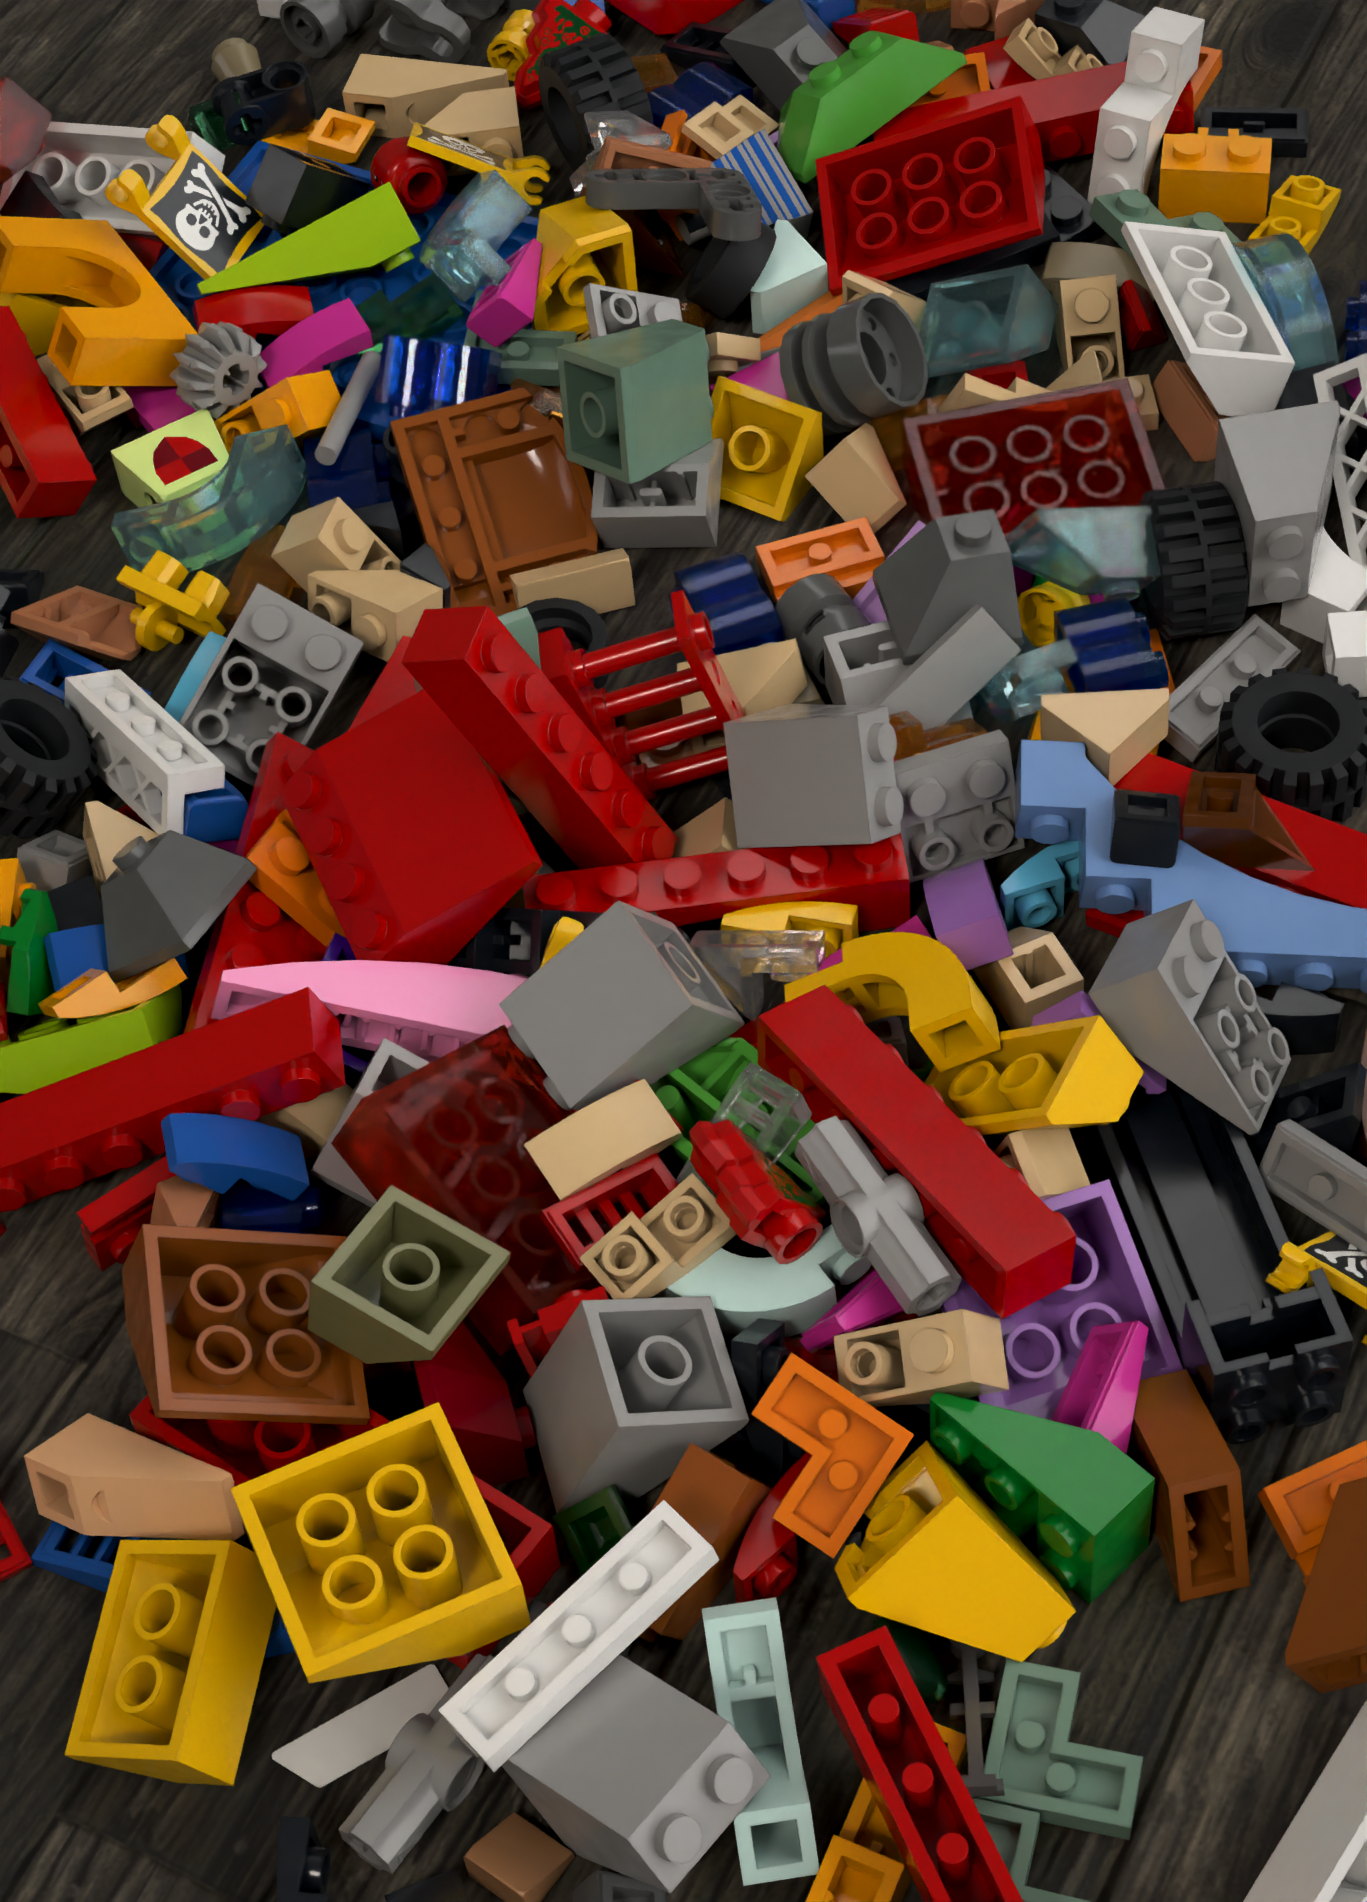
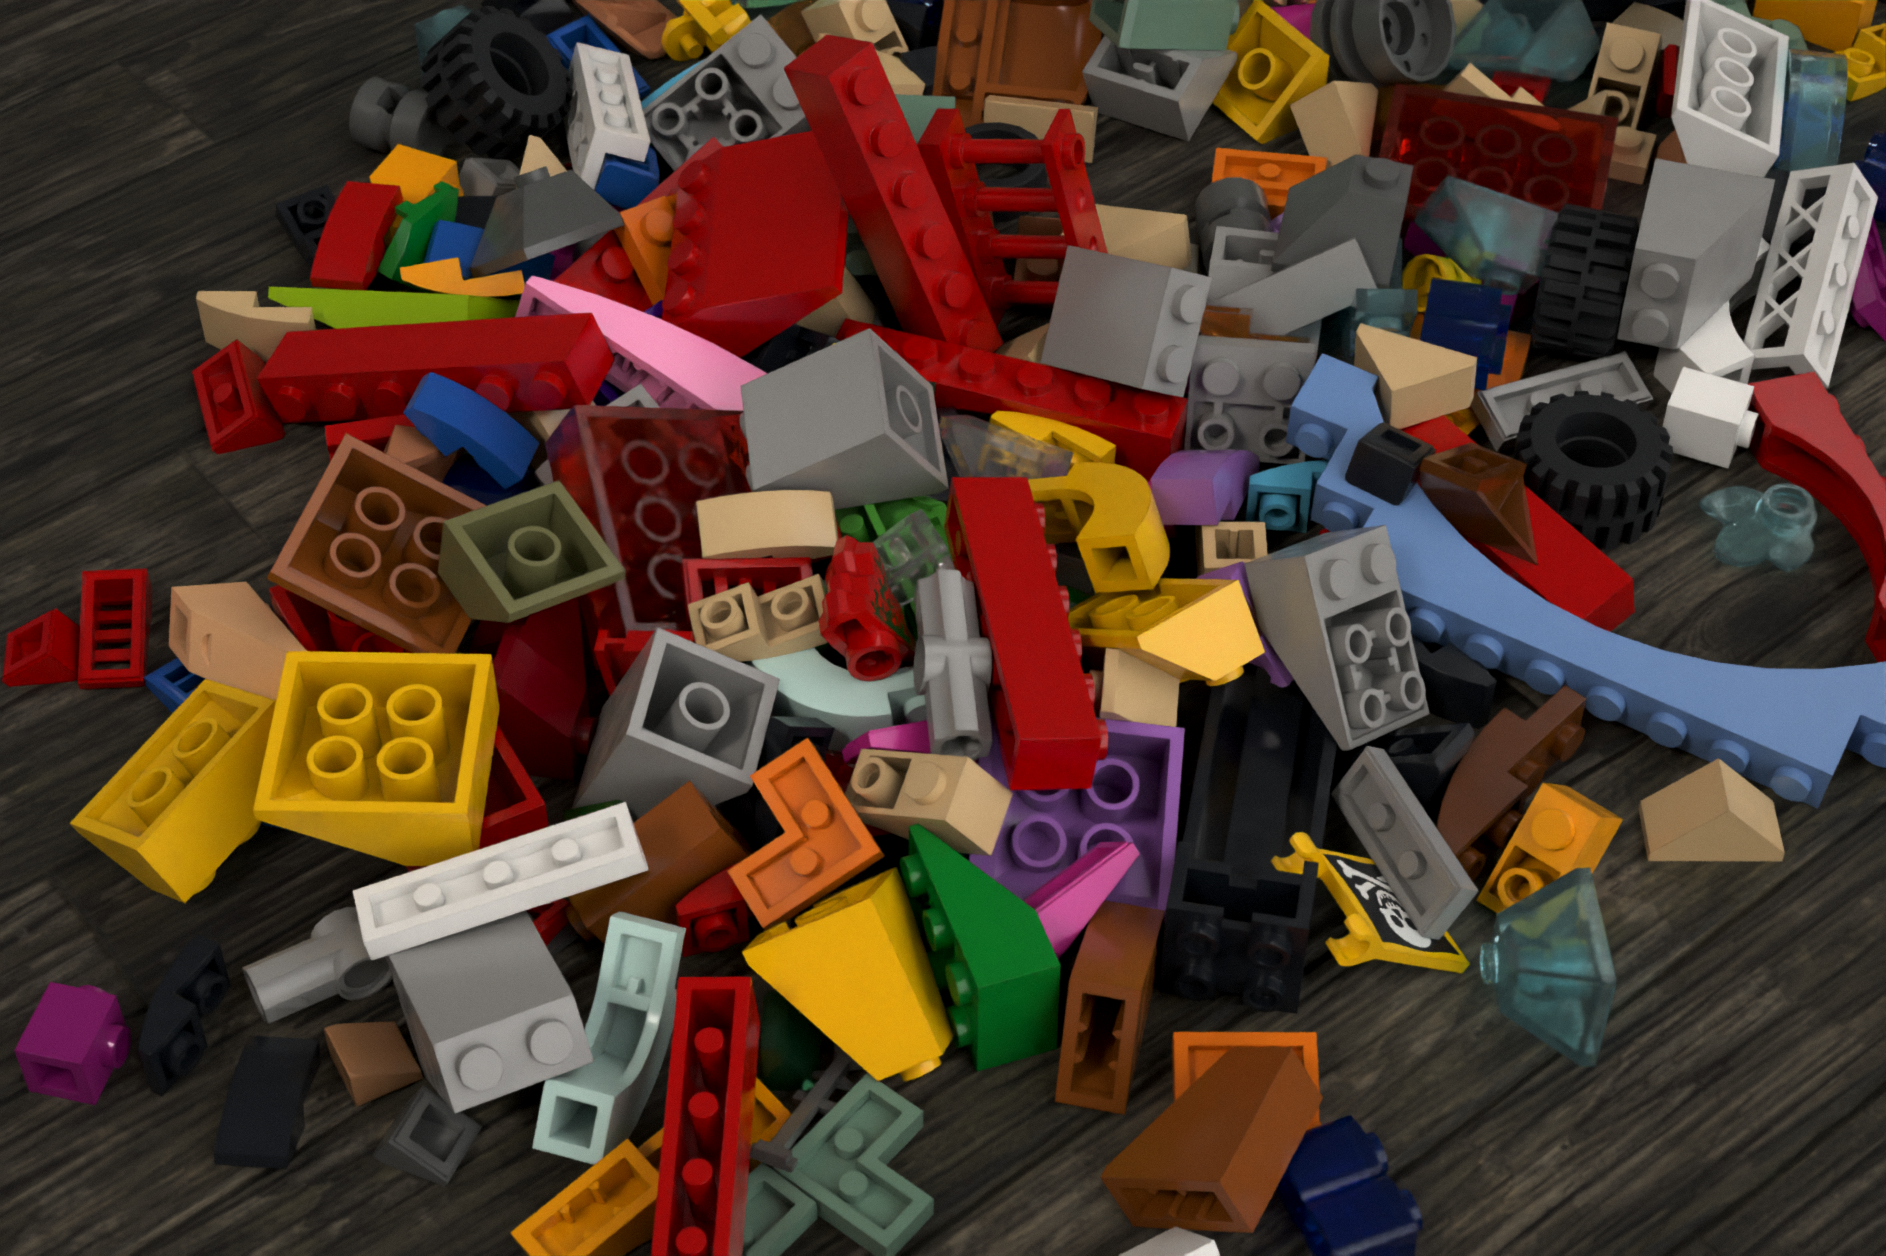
camera: 20 degrees right, 5 degrees down
(362, 1730) = (290, 914): white sticker -> none
(732, 601) = (1158, 178): clear blue brick -> none

